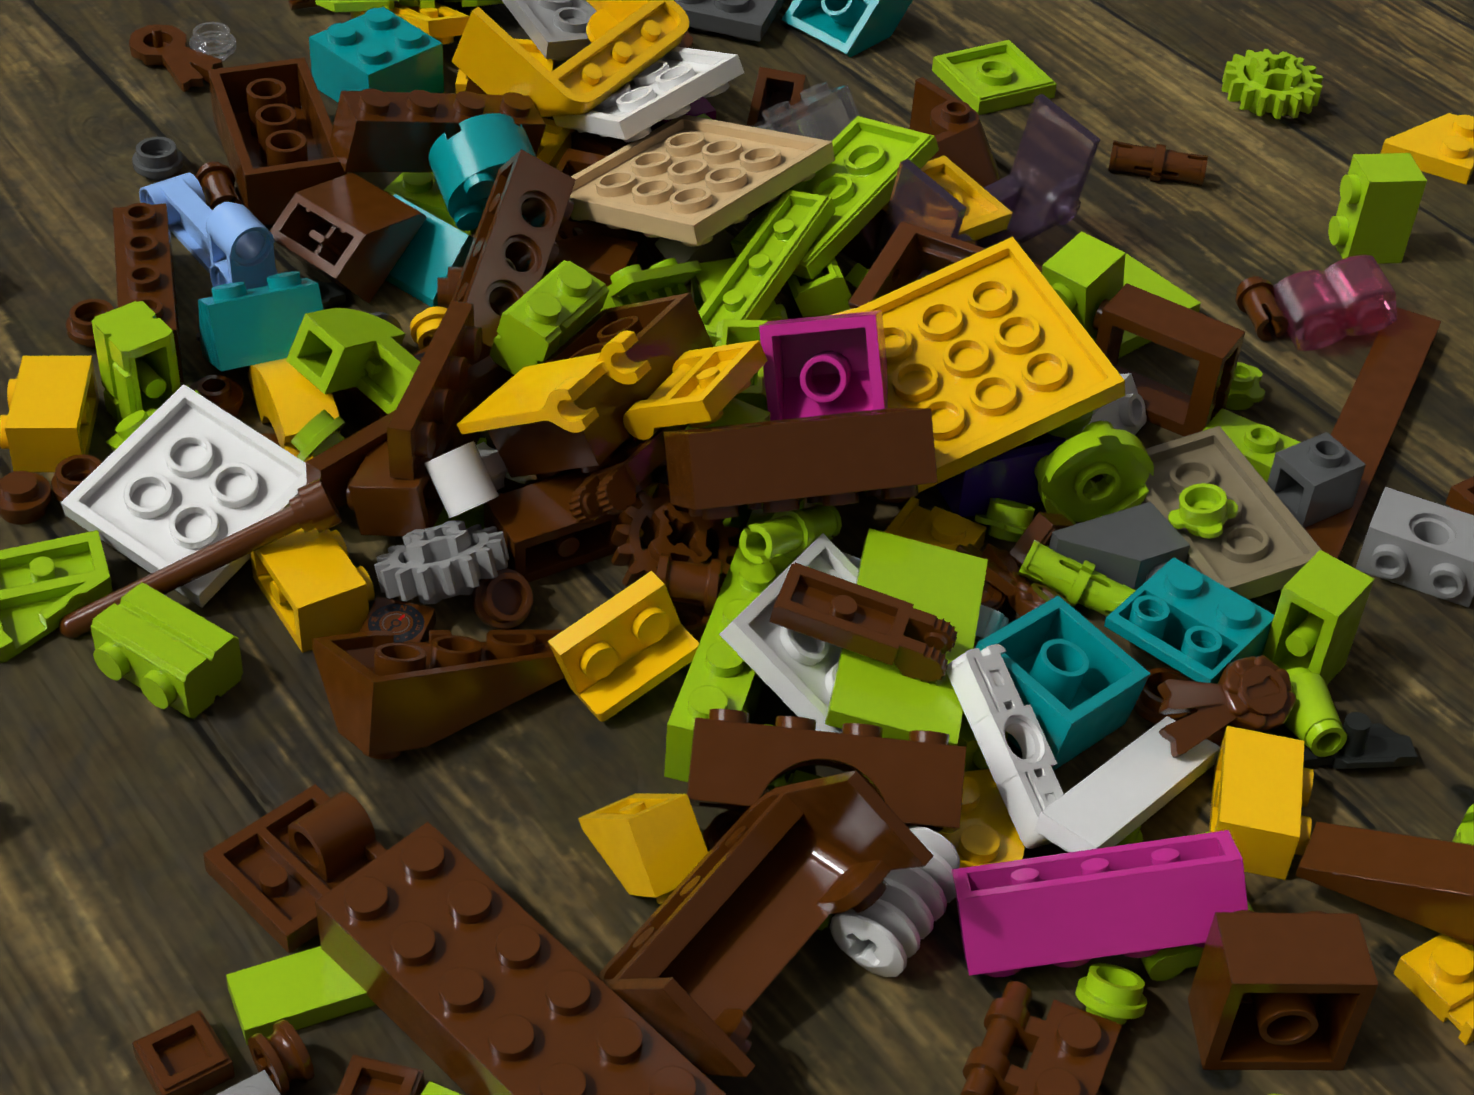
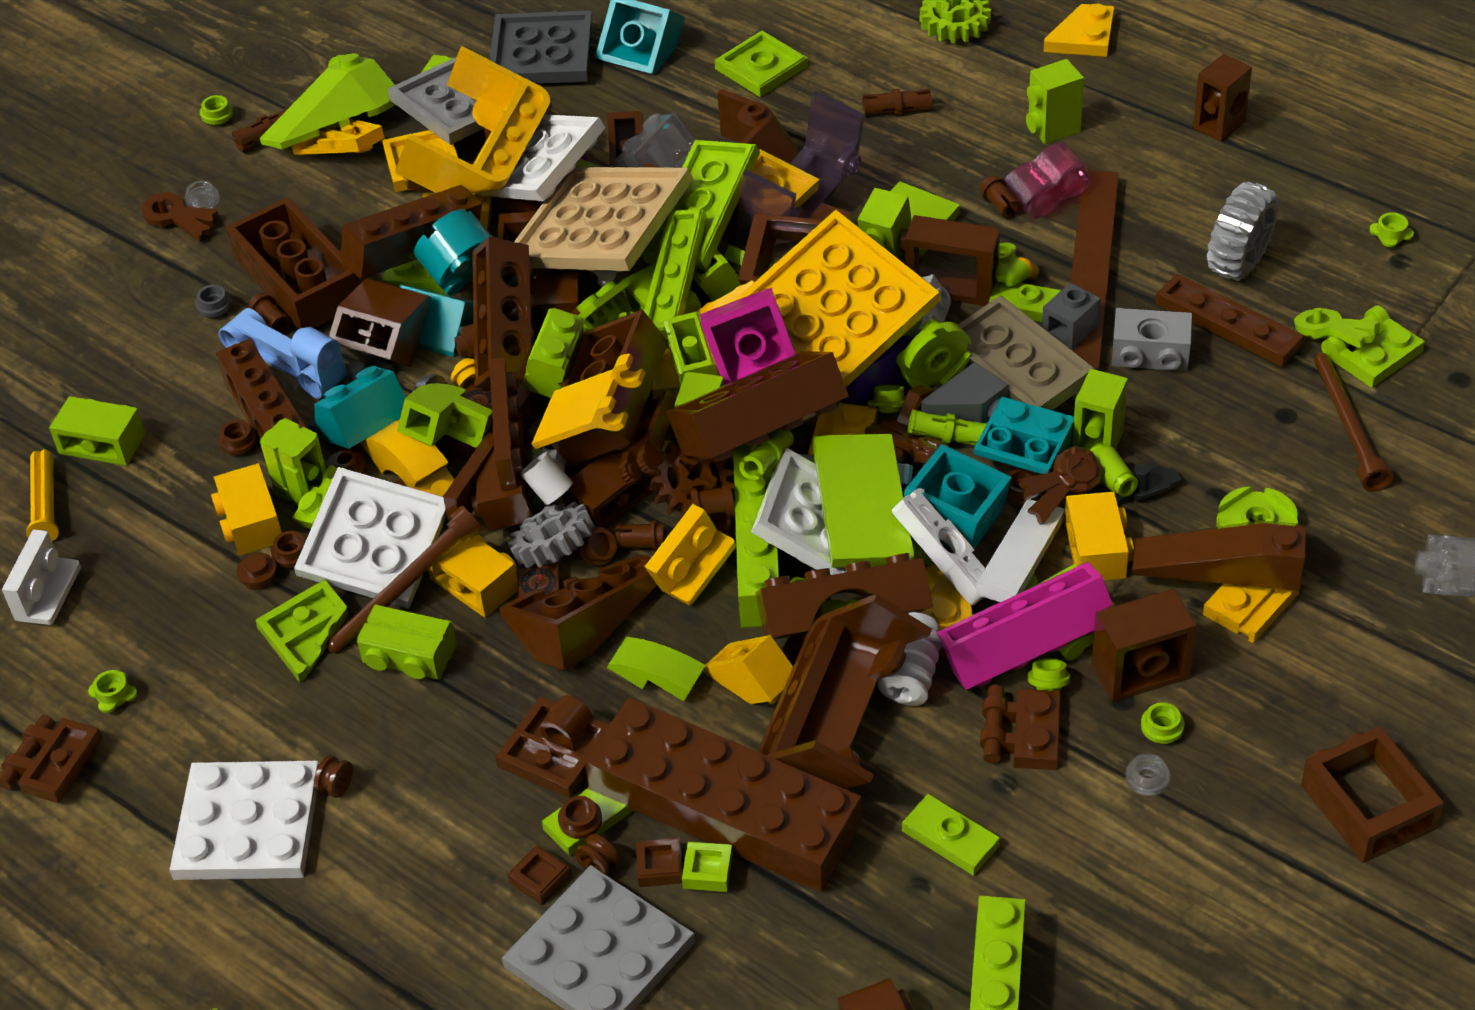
camera: 10 degrees left, 5 degrees up
(280, 987) = (579, 817): none -> reddish brown plate
(318, 435) = (440, 476): lime plate -> none
(376, 53) = (331, 182): teal brick -> none
(512, 791) = (646, 660): none -> lime slope
(567, 600) = (641, 535): none -> reddish brown pin
(697, 388) = (674, 375): yellow plate -> none
(864, 622) = (835, 498): reddish brown hinge -> none
(1203, 510) = (1010, 359): lime plate -> none
(1253, 404) = (1017, 272): none -> lime arm

